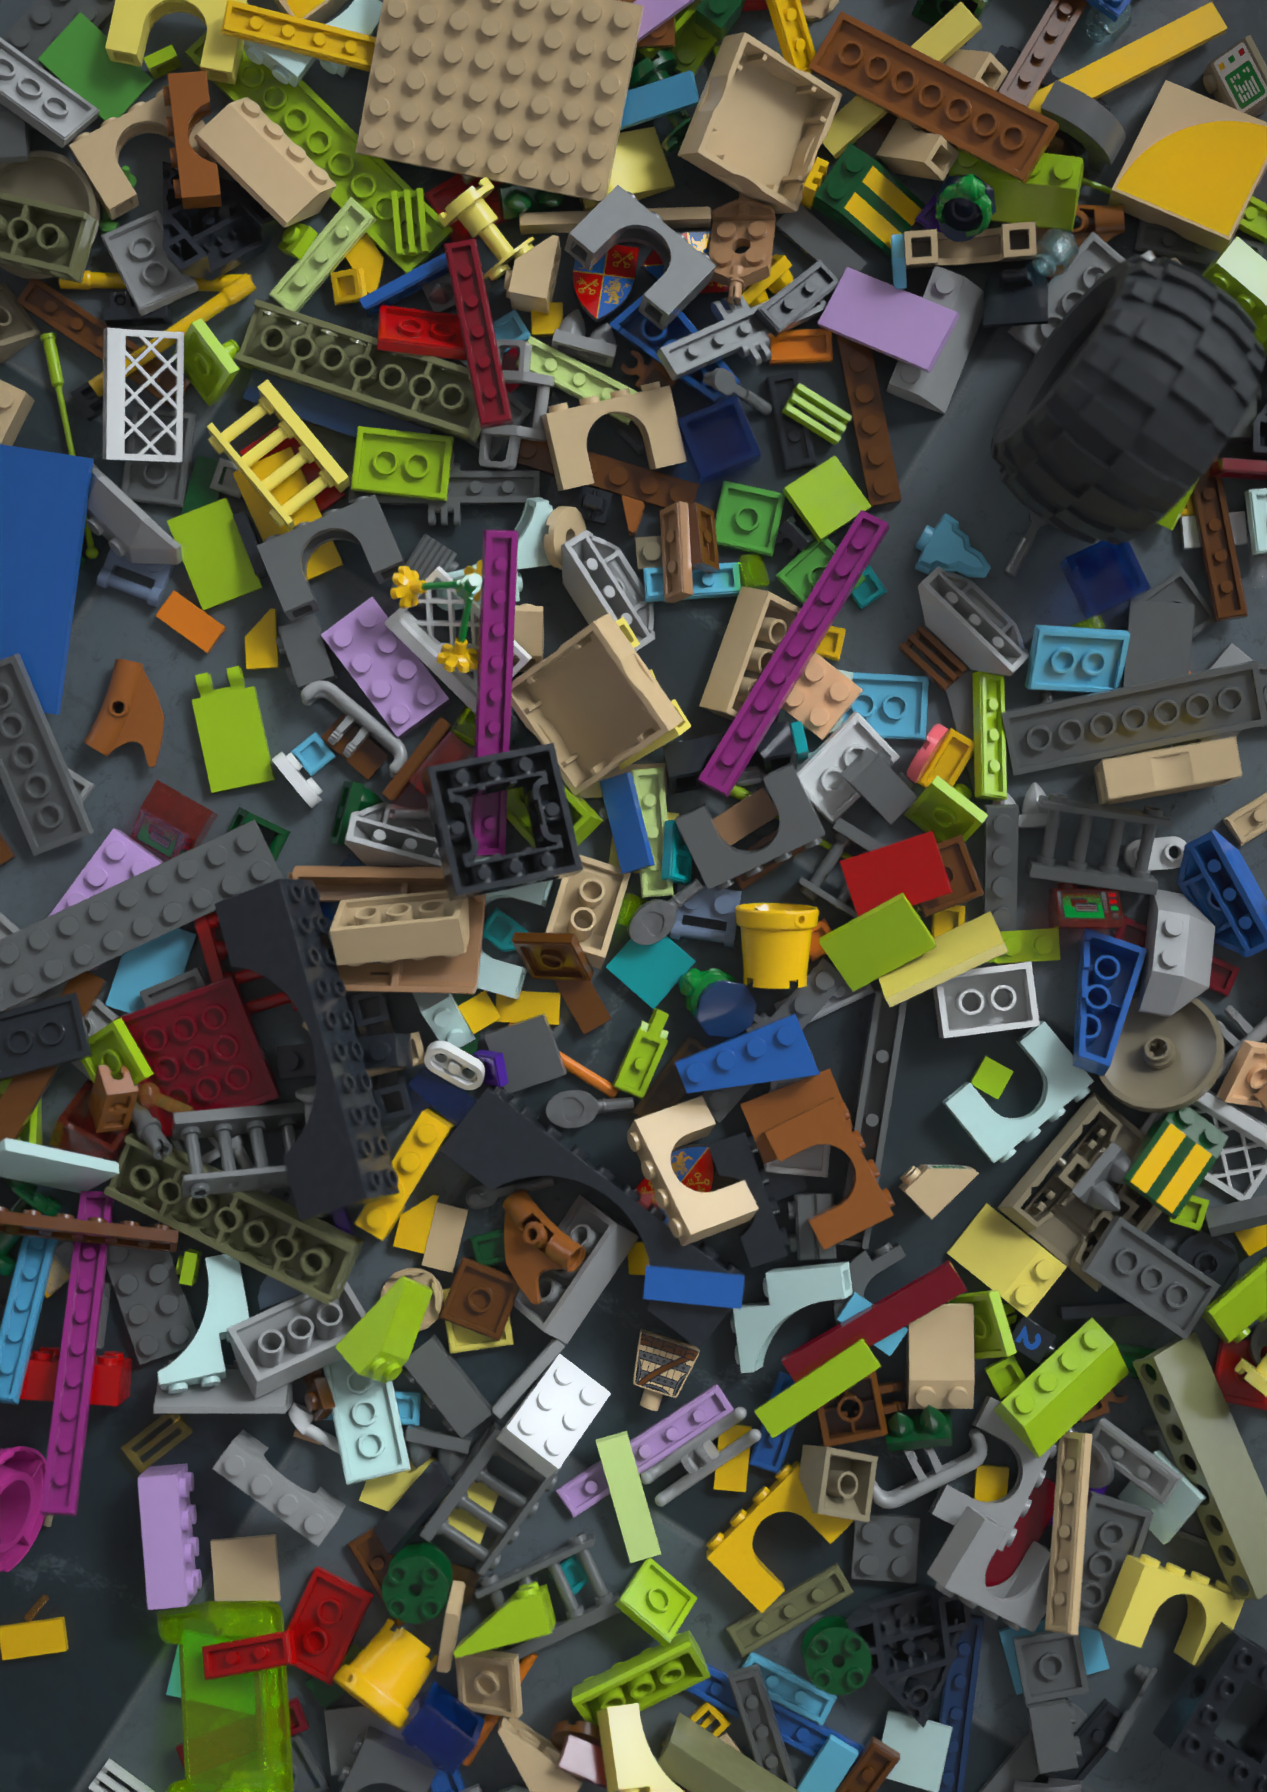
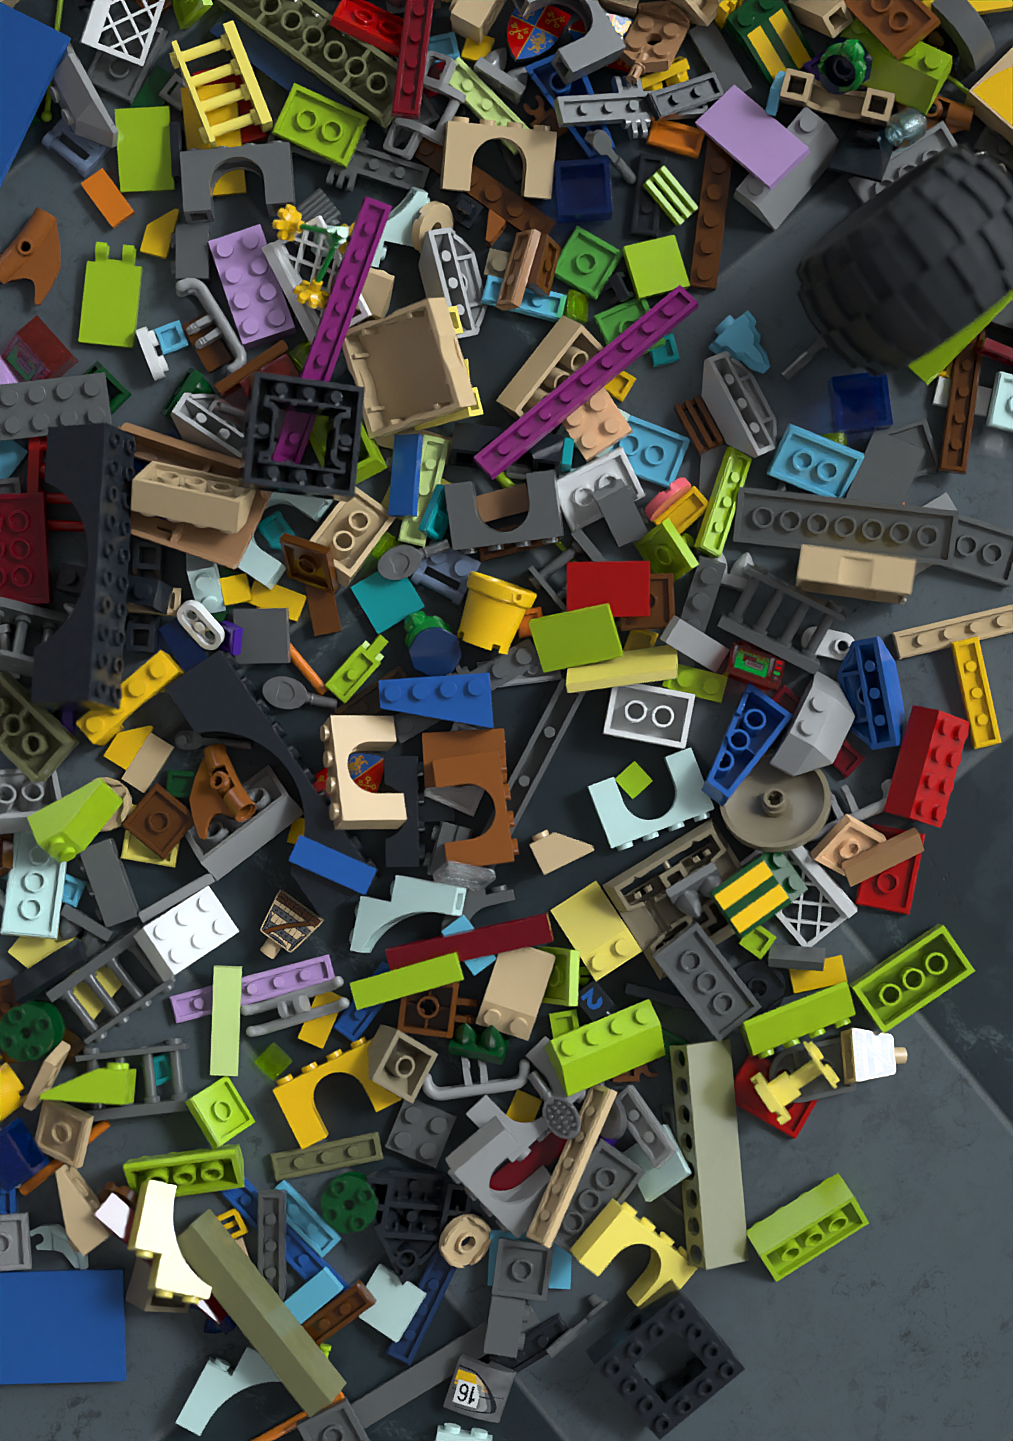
camera: 15 degrees right, 0 degrees up
(695, 1523) = (273, 1061): none -> clear neon green slope
(843, 1250) = (464, 876): none -> clear tile
(963, 1650) = (456, 1232): none -> tan tile
(1011, 905) = (694, 644): none -> light grey tile
(1035, 1478) = (558, 1112): none -> flat silver piece

